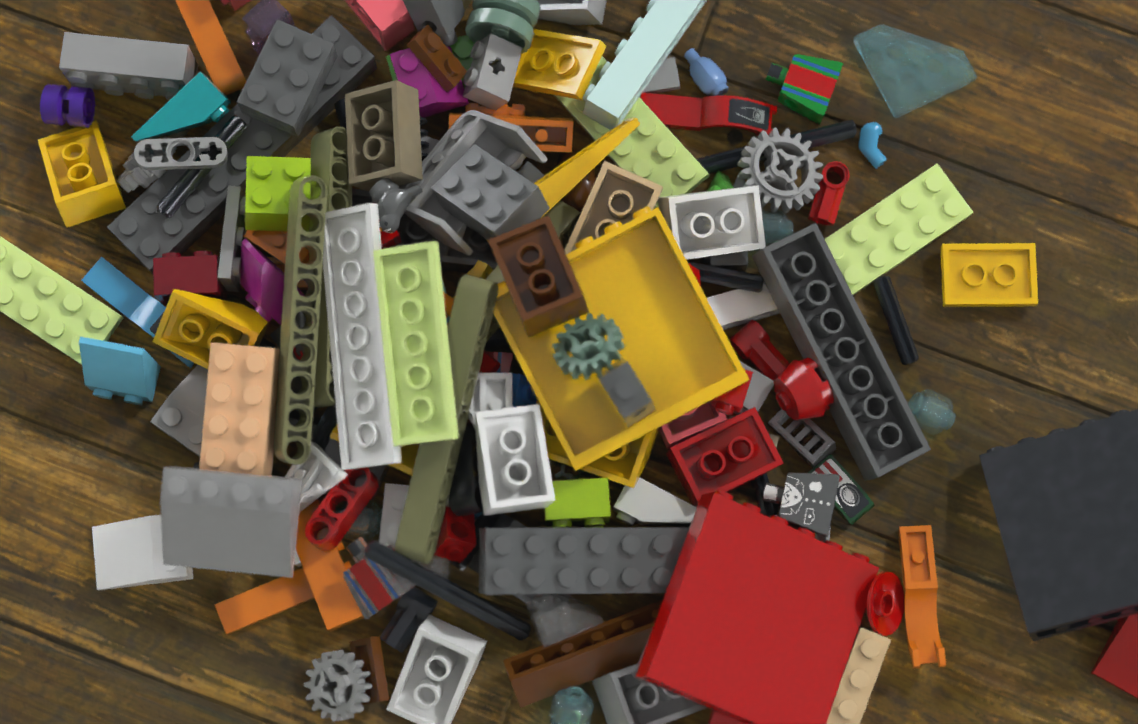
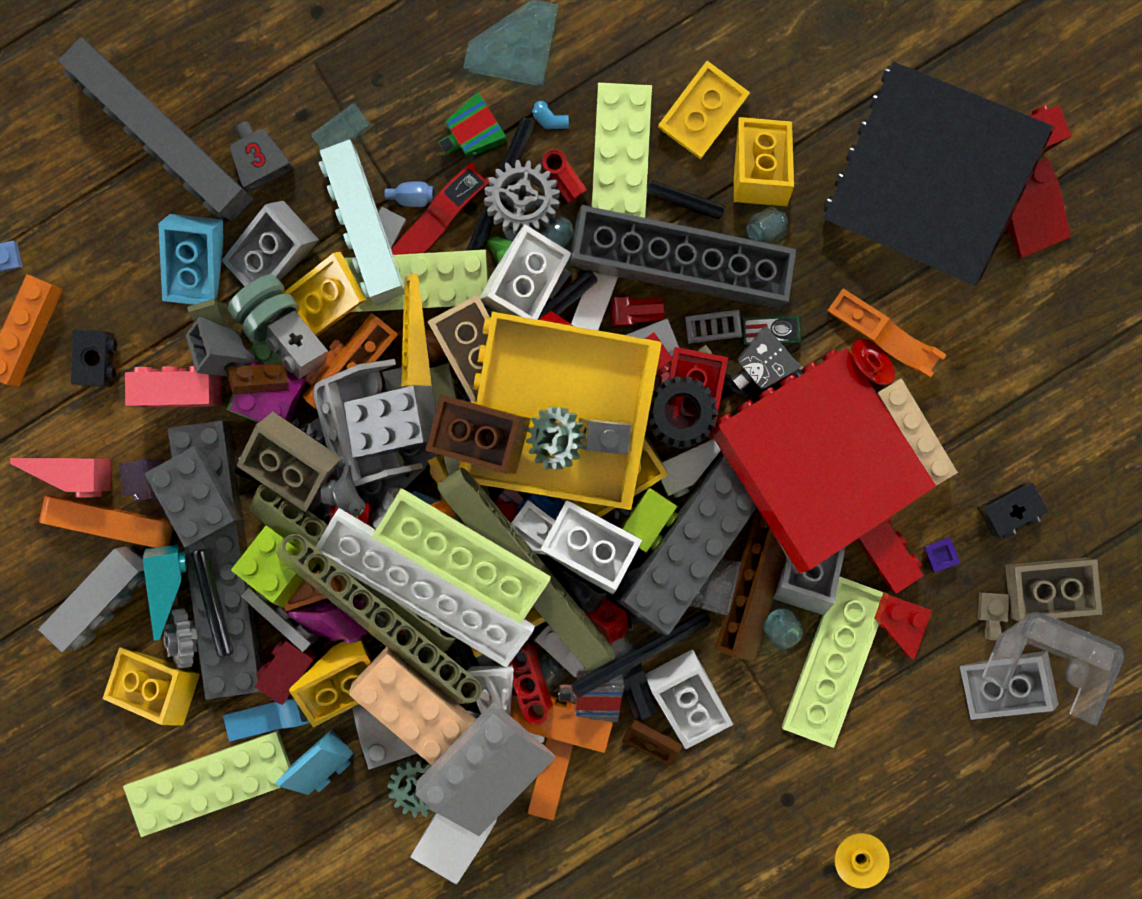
camera: 50 degrees left, 10 degrees up
(64, 105) = (96, 658): dark purple wheel -> none
(153, 476) = (406, 793): none -> sand green gear
(157, 161) = (186, 634): light grey beam -> none
(337, 685) = (646, 772): light grey gear -> none
(717, 434) = (704, 407): none -> black tyre
(802, 390) = (688, 305): red cone -> none
(986, 363) = (763, 162): none -> yellow slope

